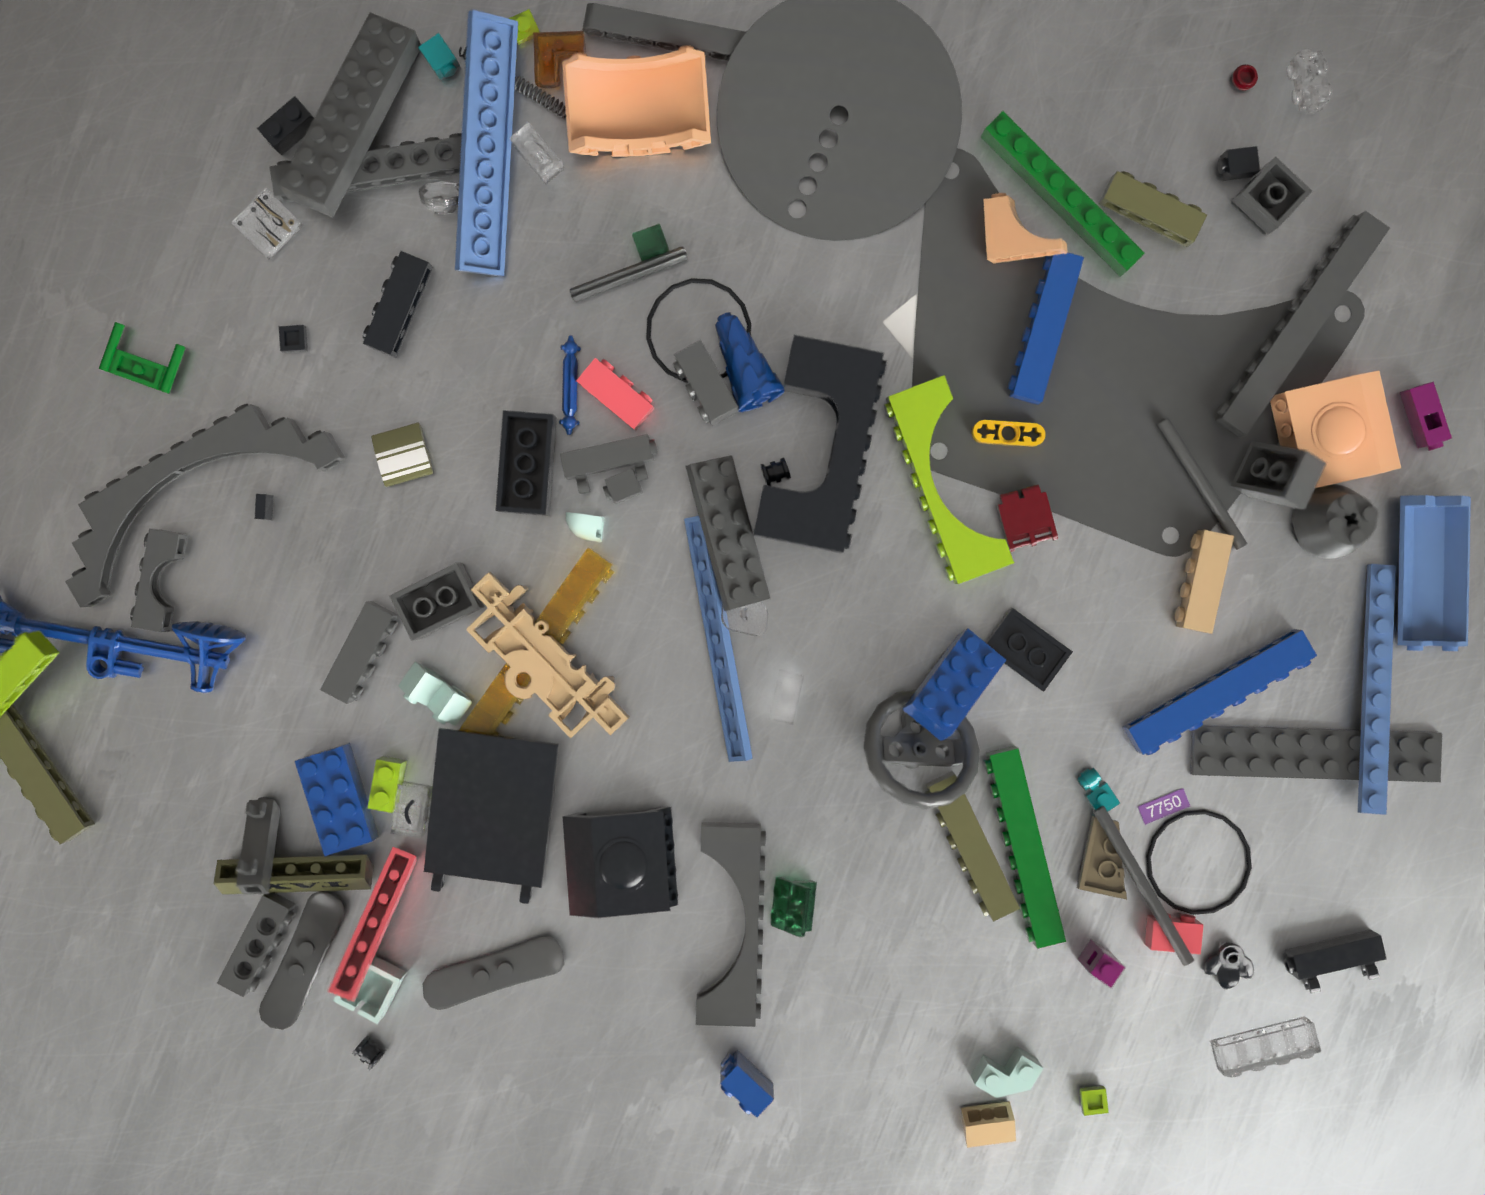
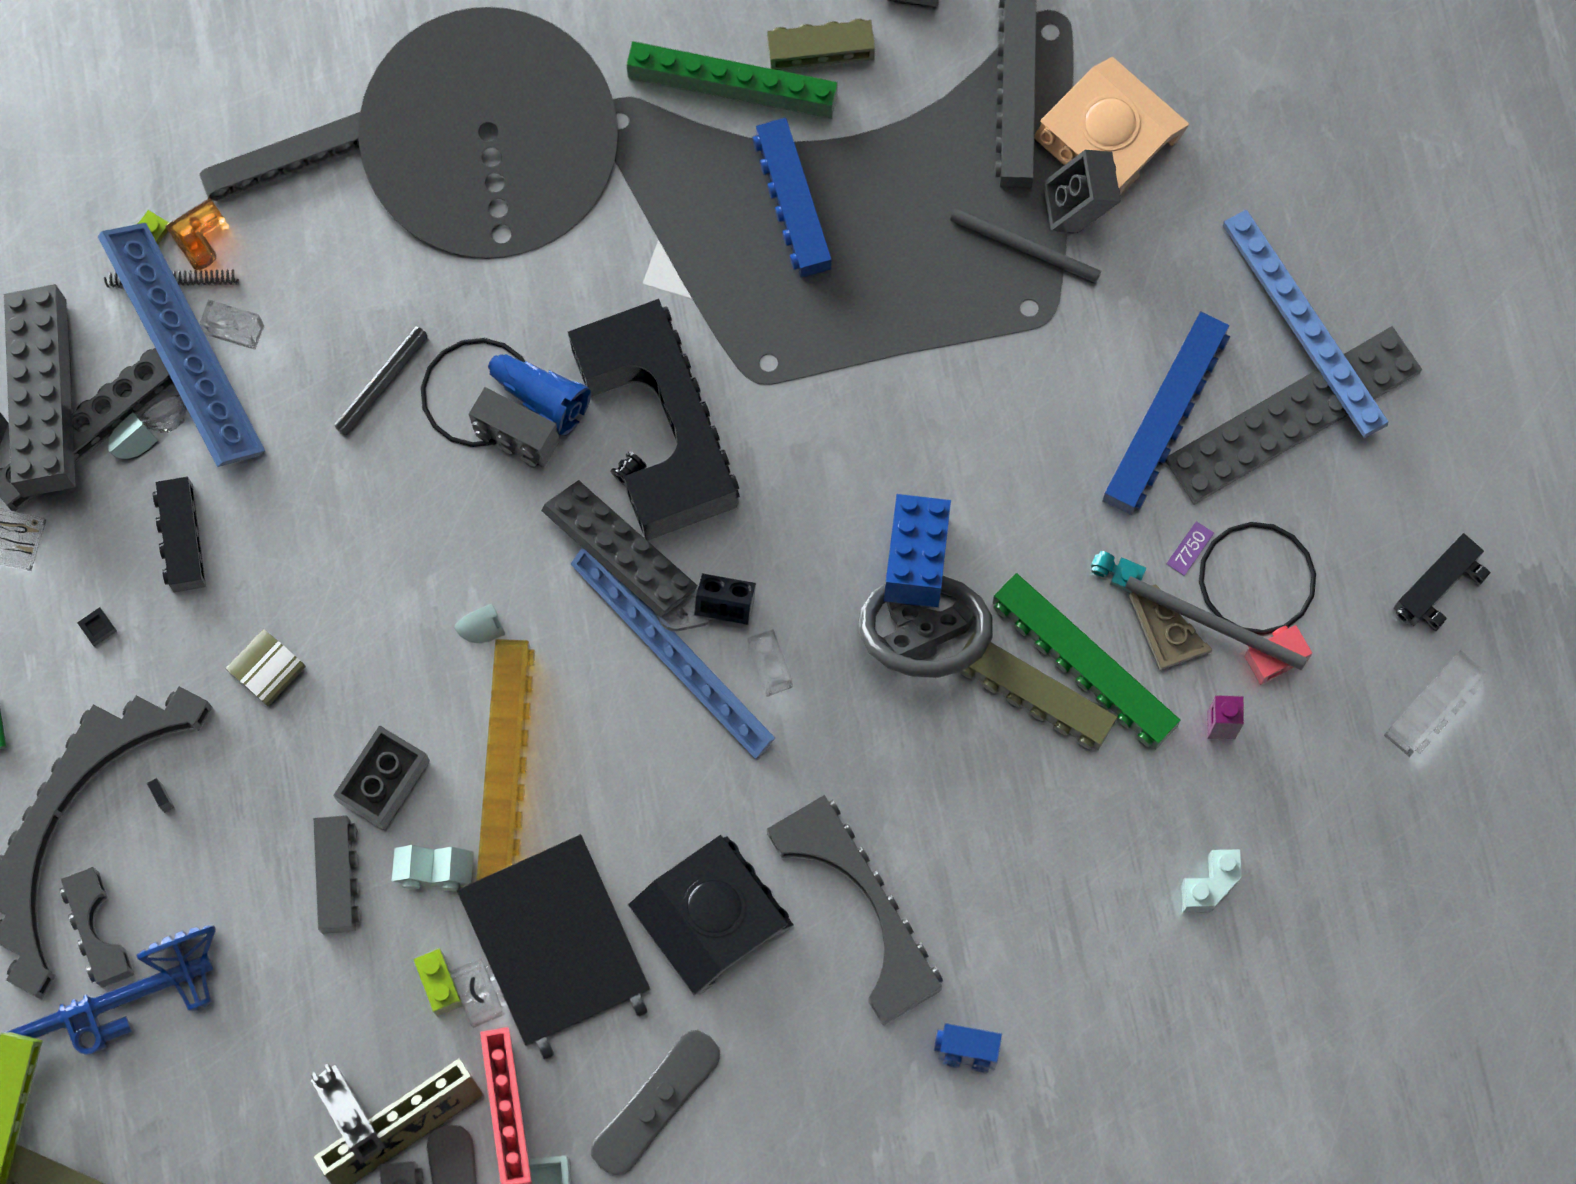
camera: 35 degrees left, 15 degrees down
(337, 799) = (397, 1027): blue brick -> none
(404, 198) = (130, 438): none -> light aqua brick
(439, 56) = (89, 297): teal brick -> none
(526, 463) = (390, 600): black brick -> none
(544, 659) = (518, 763): tan piece -> none
(569, 385) = (387, 510): blue wheel -> none
(608, 457) = (464, 550): dark grey brick -> none
(616, 393) = (435, 490): coral brick -> none
(622, 486) = (494, 568): dark grey brick -> none
(636, 103) = (298, 228): light nougat panel -> none
(650, 242) = (385, 338): clear green panel -> none
(780, 628) = (725, 599): none -> black brick
(793, 906) = (903, 852): clear green bracket -> none
(915, 417) = (848, 430): lime arch -> none
(988, 1124) = (1230, 944): tan brick -> none
(1008, 237) = (712, 143): light nougat arch -> none
(1026, 441) = (834, 292): yellow beam -> none
(1026, 517) = (886, 369): dark red plate -> none
(1028, 649) = (969, 482): black plate -> none
(1093, 1100) = (1313, 857): lime plate -> none
(1204, 581) = (1084, 325): tan brick -> none
(1229, 969) = (1354, 656): black plate -> none
(1334, 522) = (1163, 205): dark grey cone -> none
(1426, 416) = (1181, 70): magenta brick -> none
(1434, 571) = (1282, 193): medium blue panel -> none

